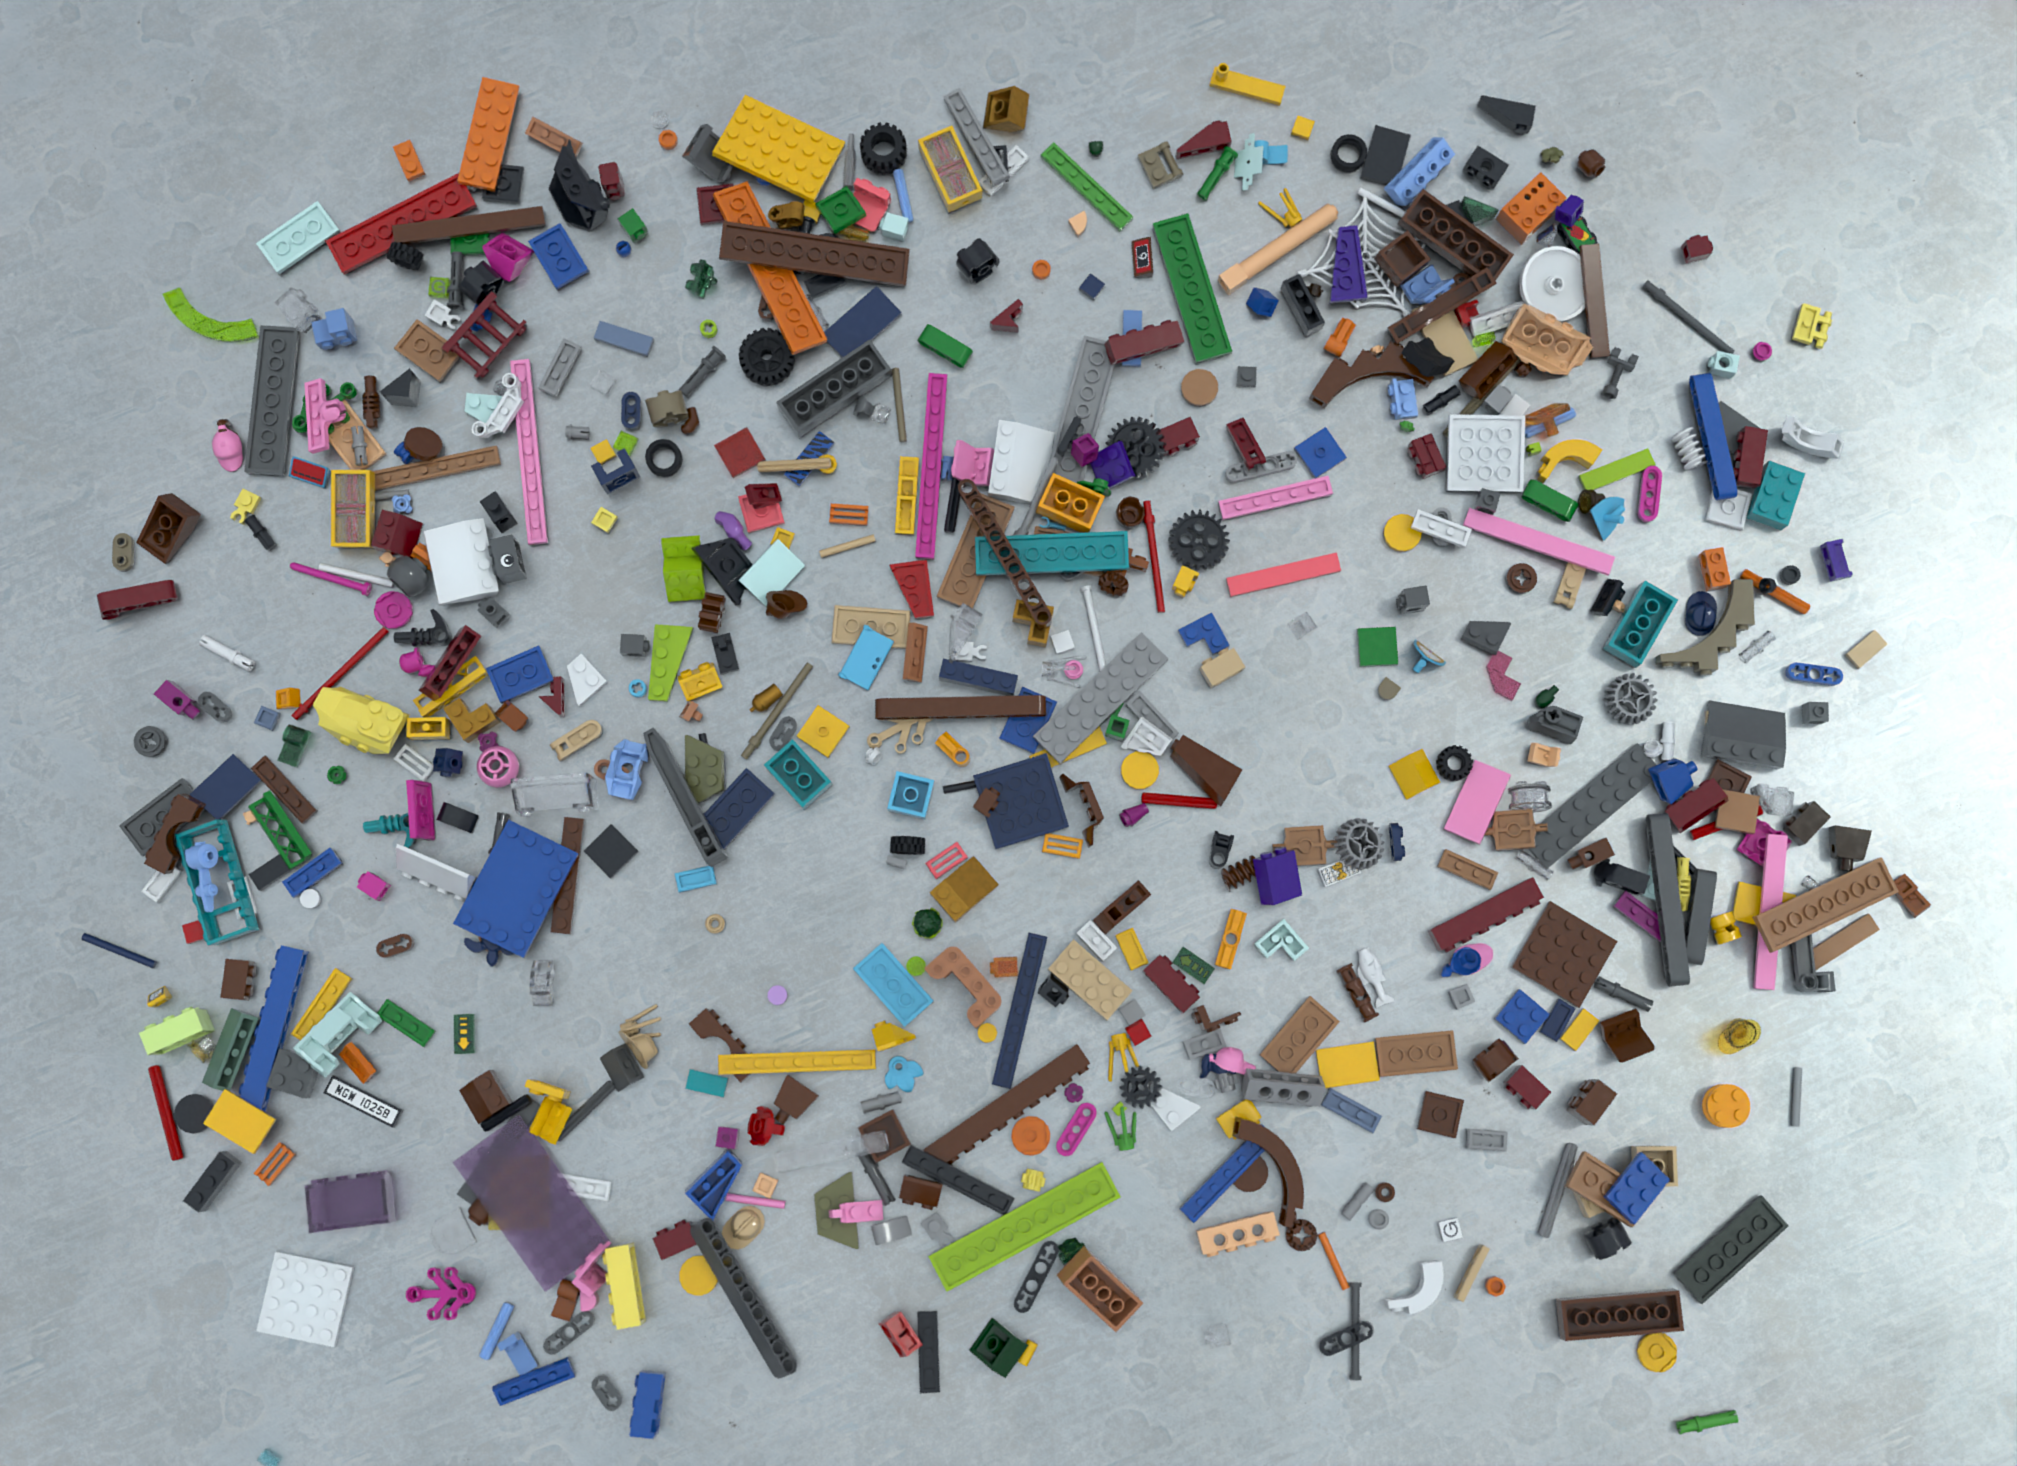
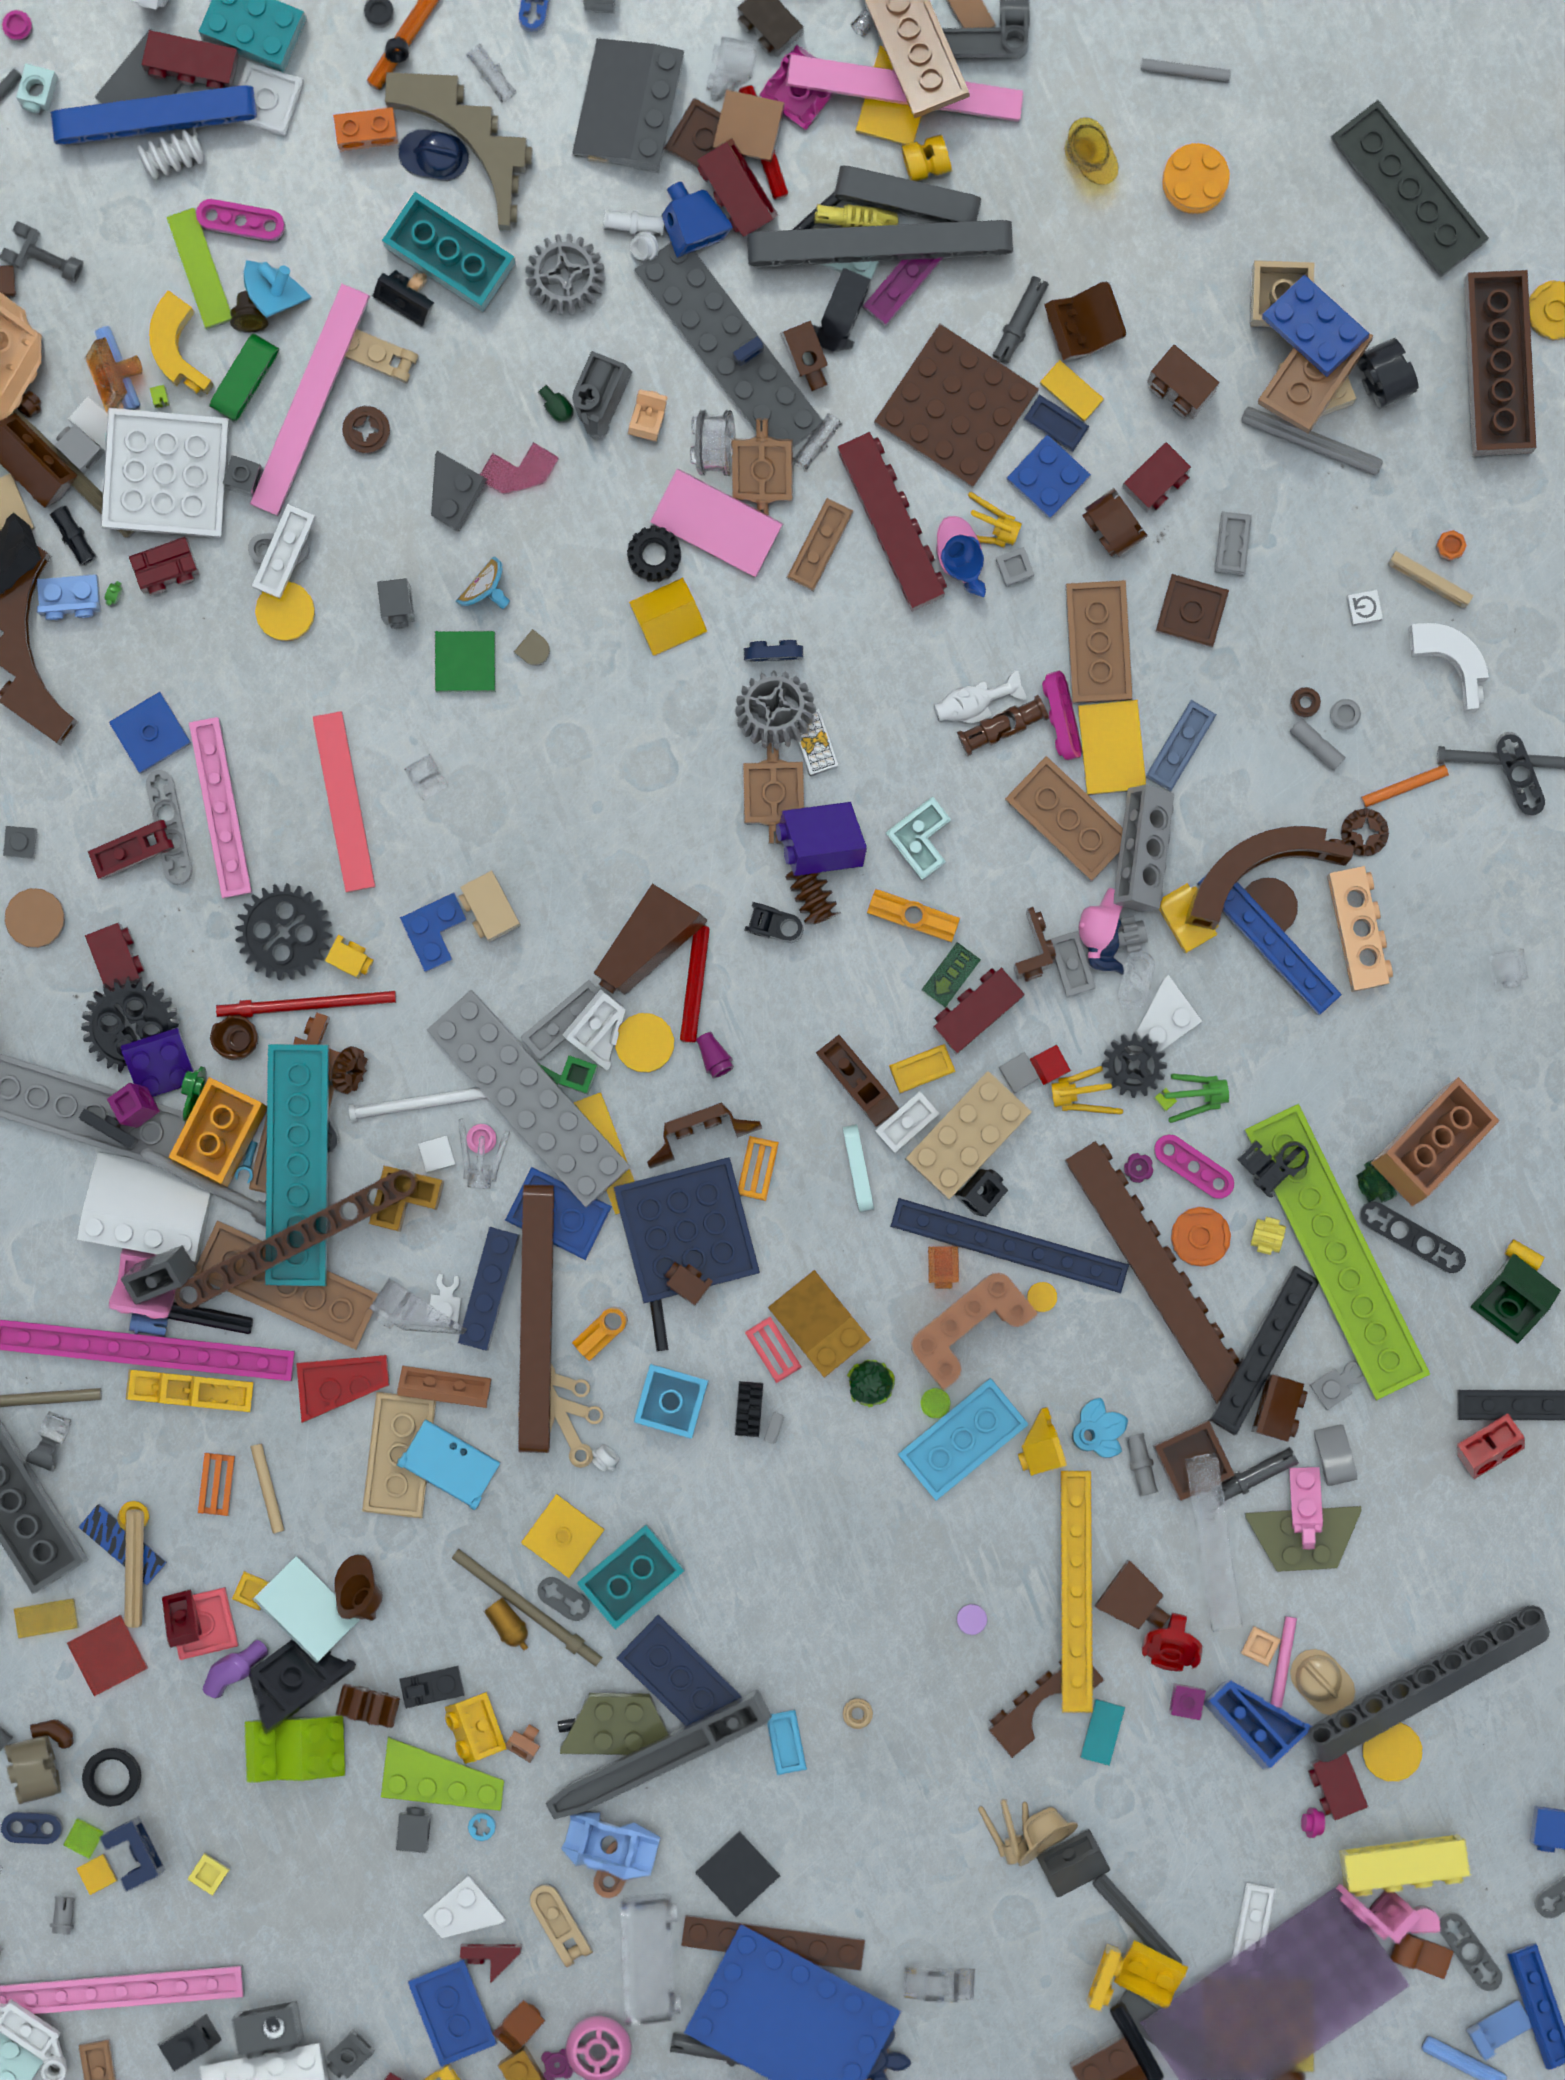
camera: 80 degrees left, 5 degrees up
(650, 1224) = (1313, 1823): none -> dark pink plate
(762, 414) = (46, 1618): none -> clear yellow tile
(978, 469) = (158, 1274): none -> dark grey brick
(1066, 909) = (858, 1168): none -> light aqua beam
(1076, 1178) = (1268, 1171): none -> black piece
(1366, 1031) = (1062, 715): none -> dark pink plate
(1487, 989) = (1004, 527): none -> yellow plant
(1590, 816) = (748, 351): none -> dark blue tile

